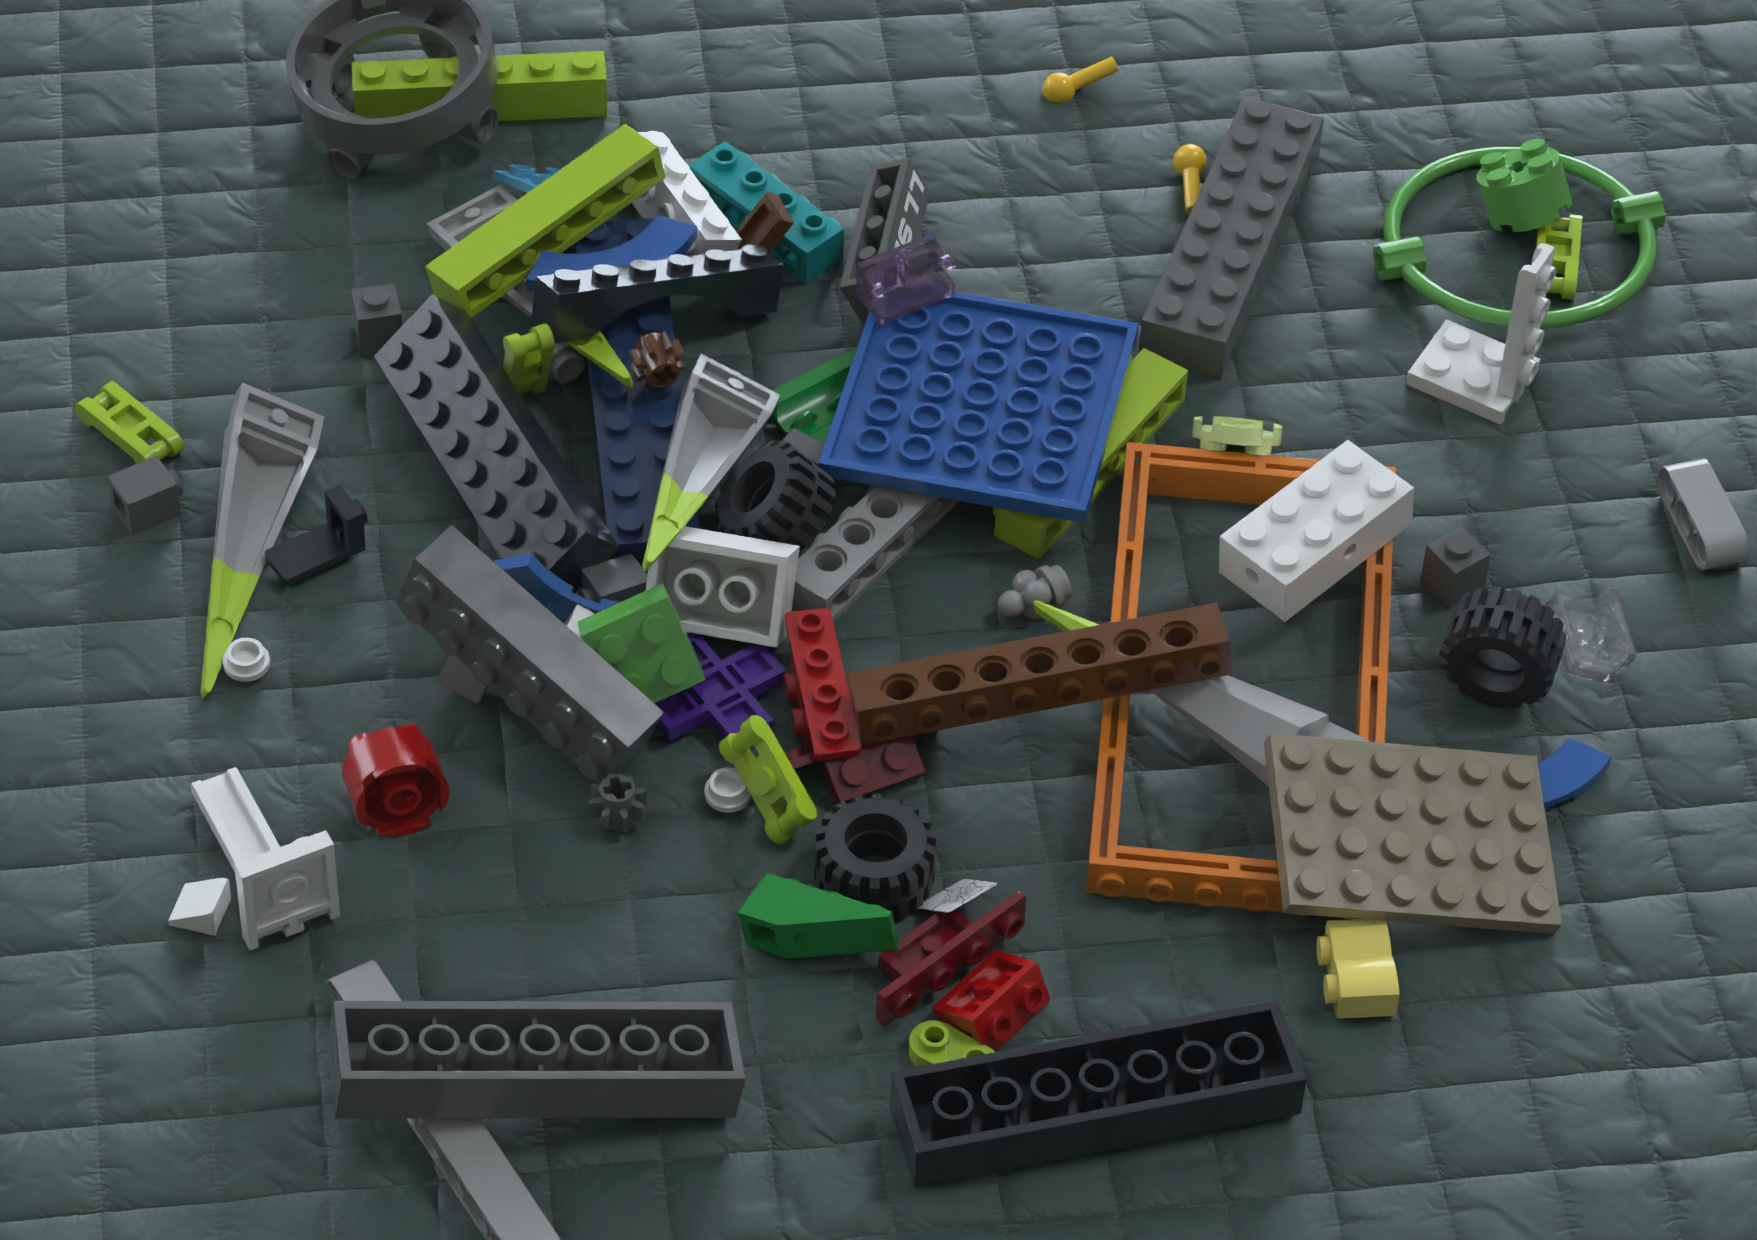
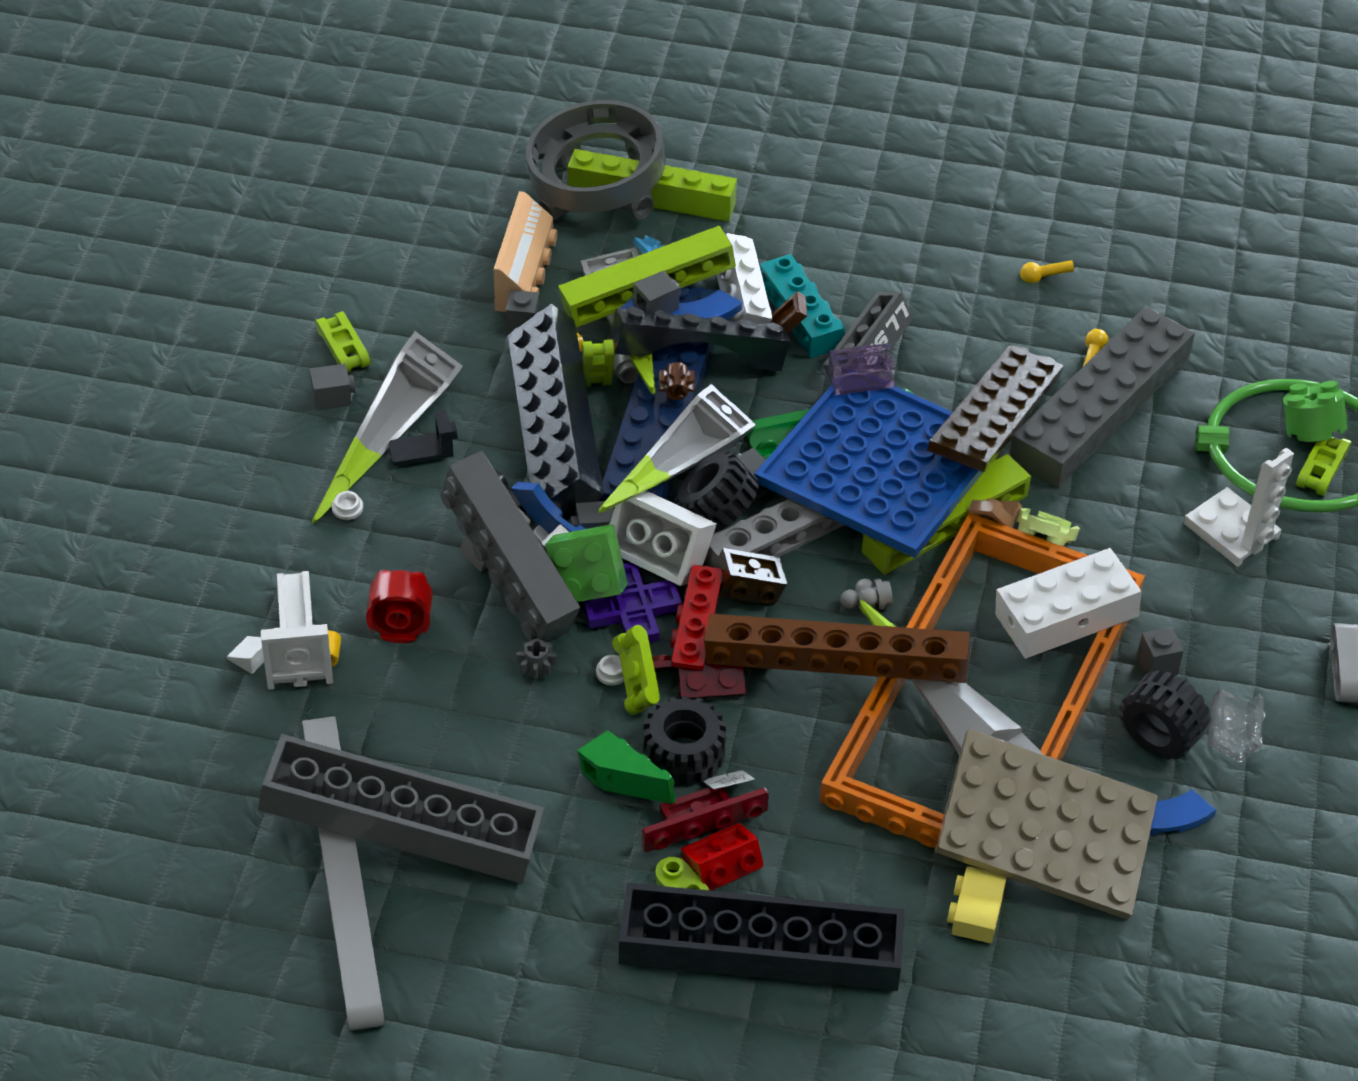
camera: 20 degrees right, 0 degrees up
(343, 231) = (523, 250): none -> light nougat slope
(578, 242) = (657, 293): none -> dark grey brick
(870, 608) = (751, 577): none -> dark brown bracket
(1106, 288) = (995, 408): none -> plate
(1167, 430) = (998, 511): none -> medium nougat bracket

